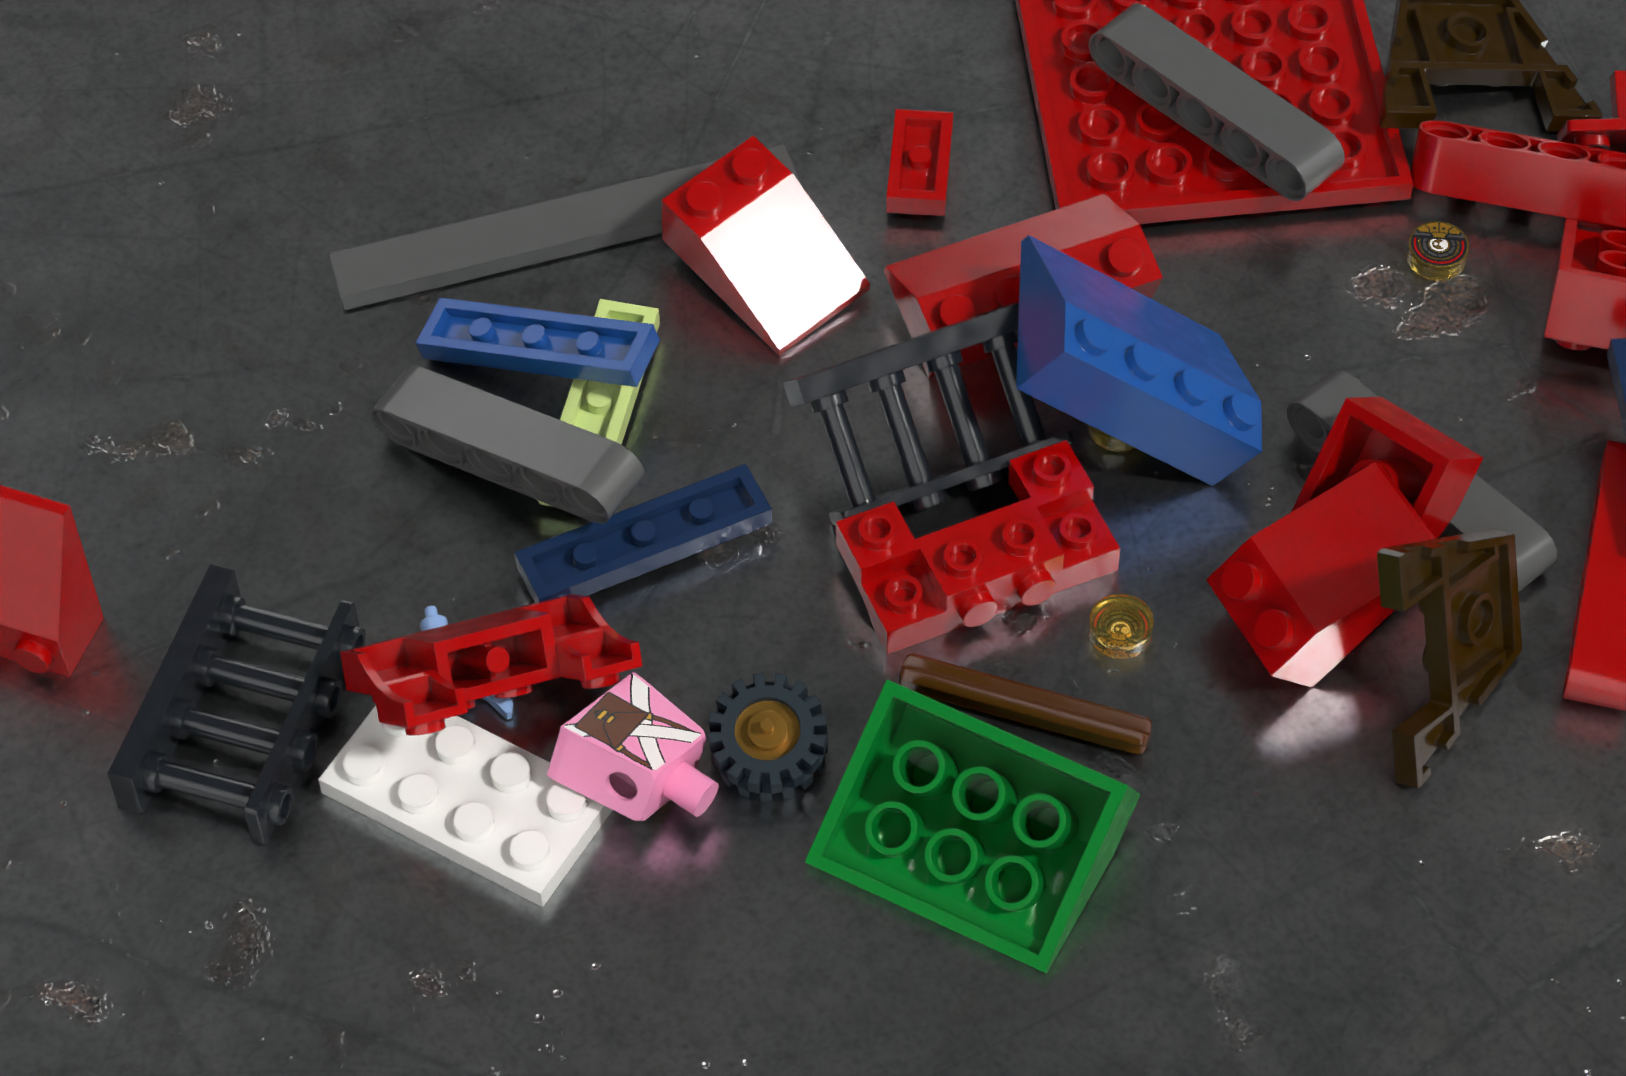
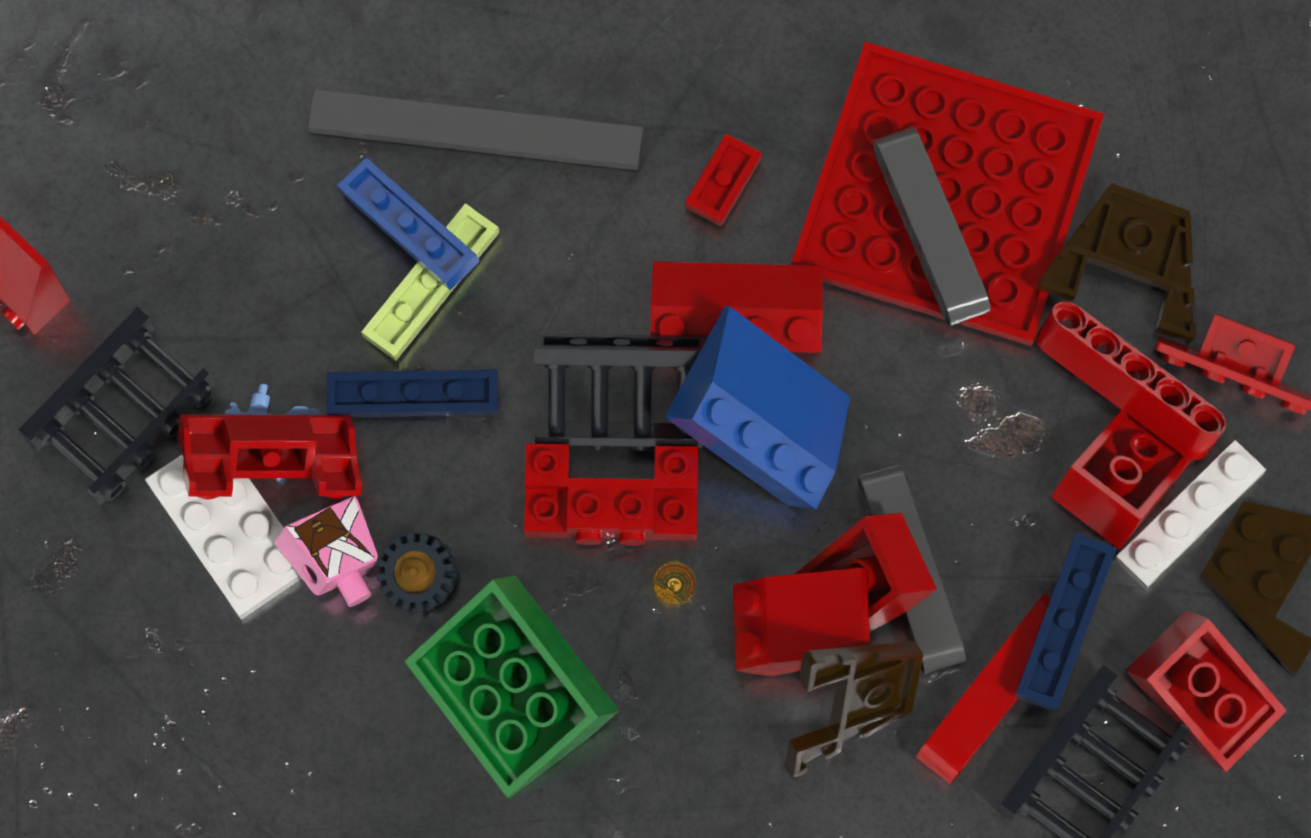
camera: 25 degrees right, 20 degrees up
(508, 444) = (353, 295): dark grey beam -> none
(762, 245) = (586, 210): slope -> none
(1026, 703) = (587, 613): reddish brown axle -> none
(1437, 251) = (1026, 395): tile -> none

